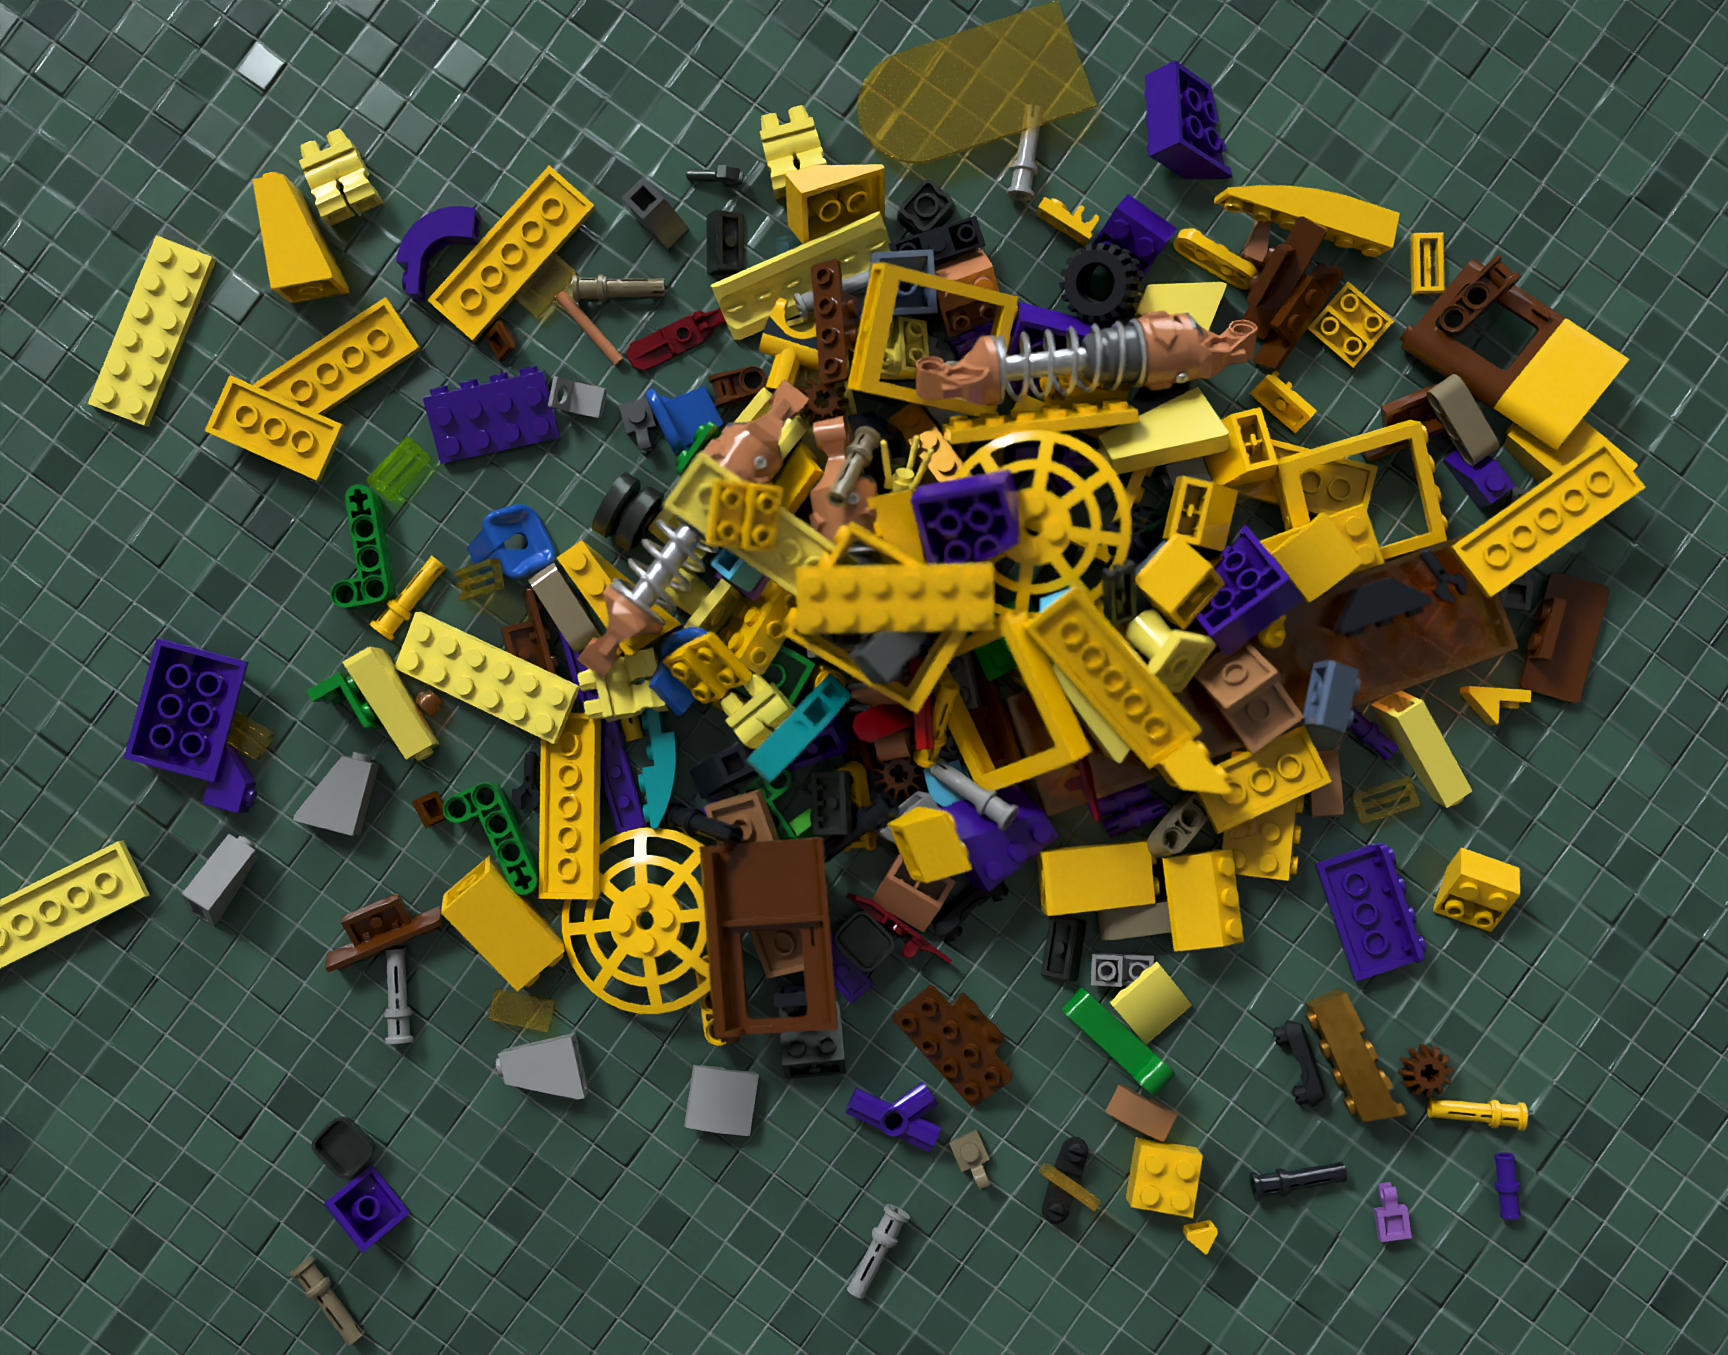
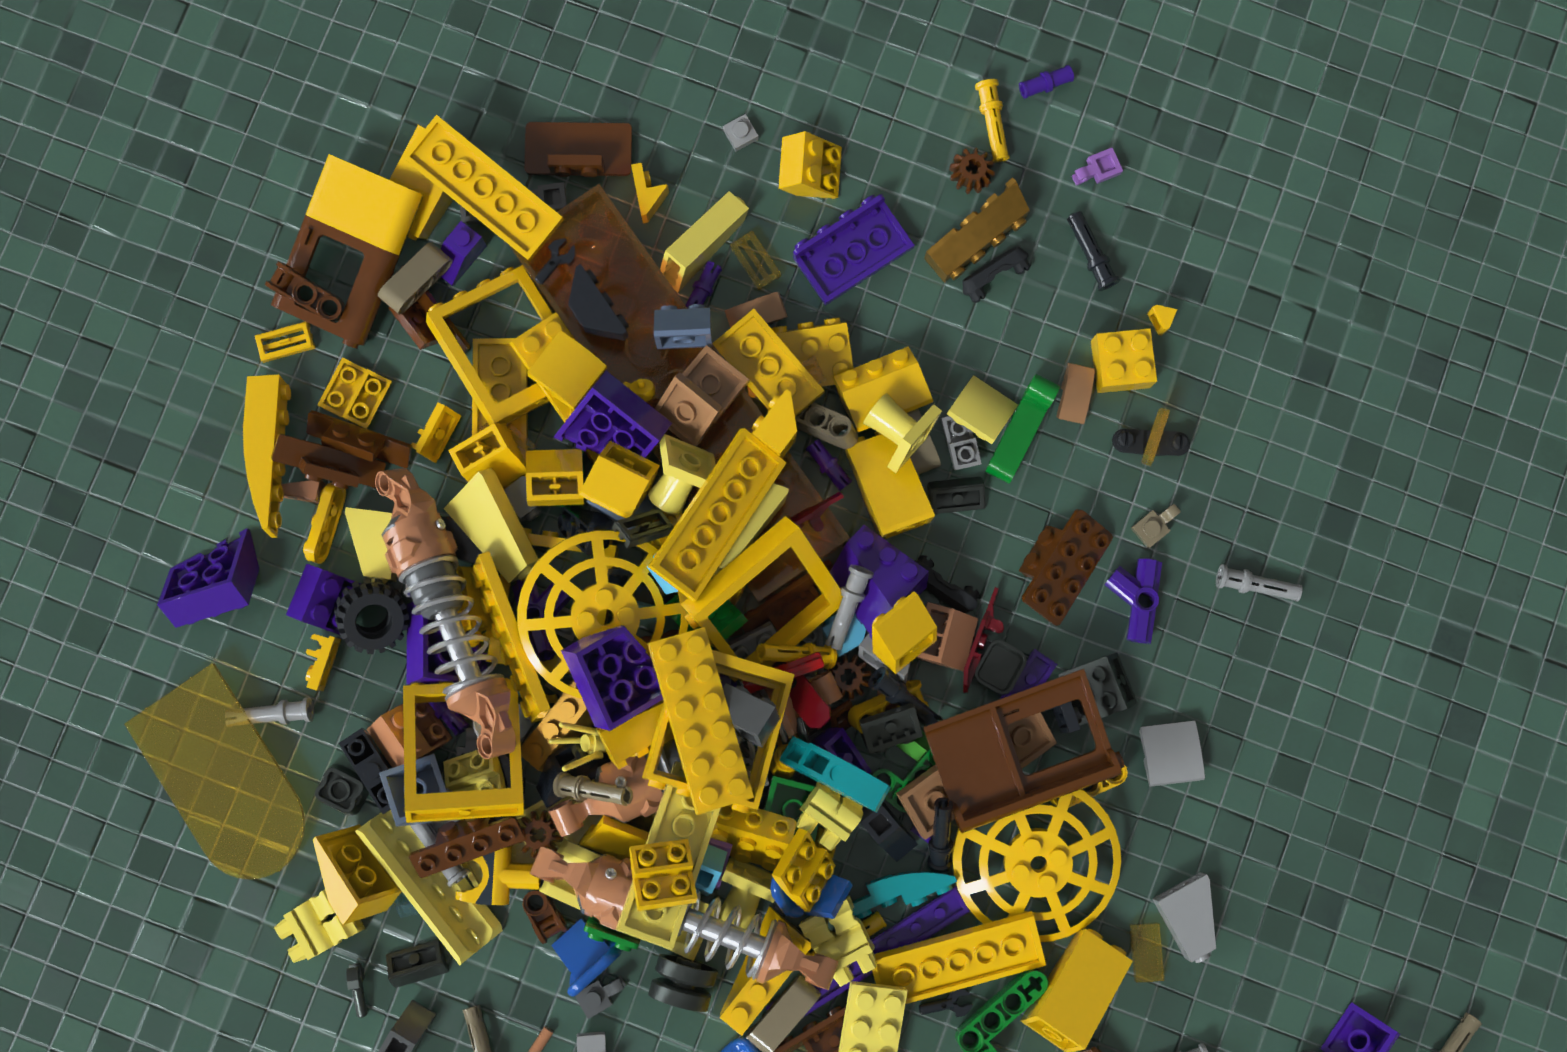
camera: 110 degrees left, 5 degrees down
(666, 344) = (522, 991): dark red piece -> none
(1122, 799) = (817, 479): dark purple pin -> none
(1154, 905) = (901, 428): none -> light yellow plant
(1536, 823) = (740, 132): none -> light grey plate

